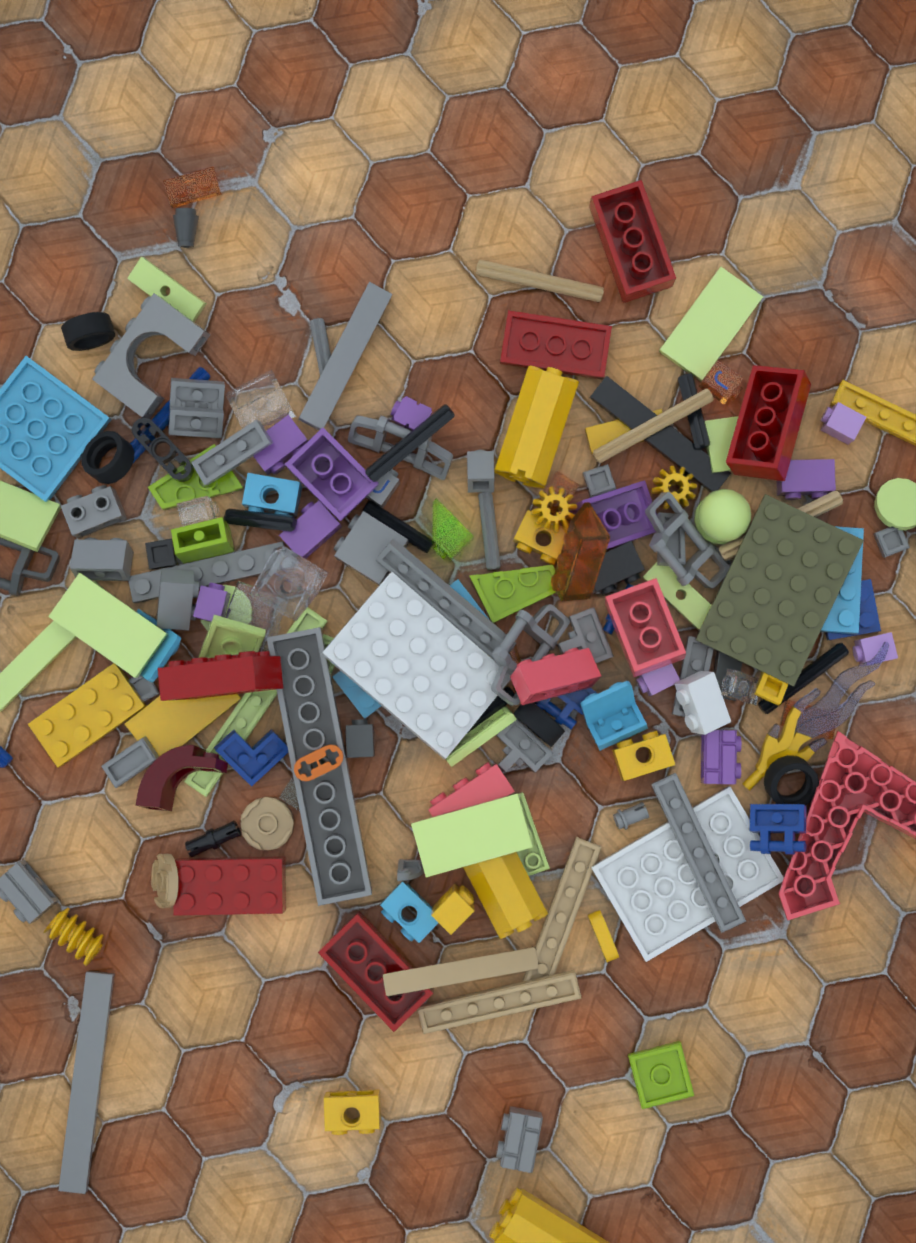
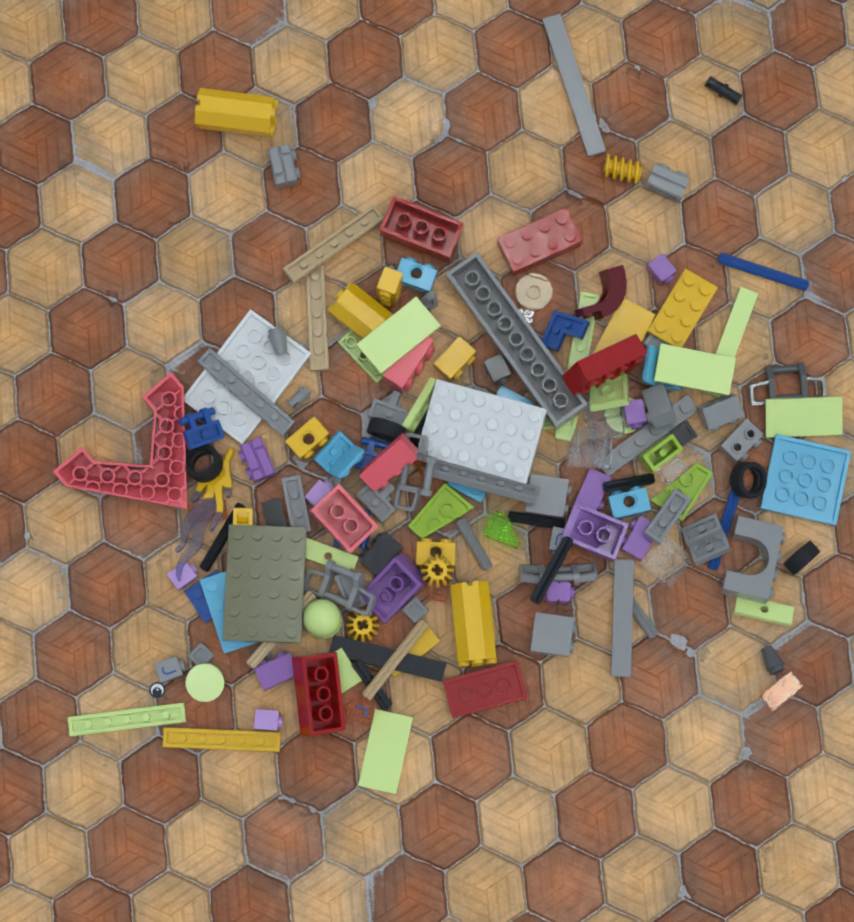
camera: 155 degrees right, 5 degrees down
(88, 778) = (661, 270): none -> medium lavender brick
(130, 762) = (639, 291): light grey tile -> none
(155, 431) = (726, 511): black beam -> none
(165, 880) = (582, 227): tan tile -> none
(213, 838) = (563, 267): black pin -> none
(321, 768) = (513, 336): orange beam -> none
(365, 1101) = (392, 147): yellow brick -> none
(408, 777) = (455, 359): none -> yellow brick
(442, 373) = (552, 635): none -> light grey piece
(460, 971) = (367, 251): tan sticker -> none
(480, 471) = (497, 579): light grey brick -> none
(539, 280) = (514, 730): tan axle -> none
(580, 556) = (406, 545): clear orange slope -> none
(603, 936) = (288, 317): yellow beam -> none
(628, 902) = (278, 340): none -> light grey cone
(632, 241) = (464, 781): red brick -> none
(661, 1075) = (210, 244): lime tile -> none
(702, 702) = (284, 487): white brick -> none
(740, 686) = (264, 510): clear plate -> none

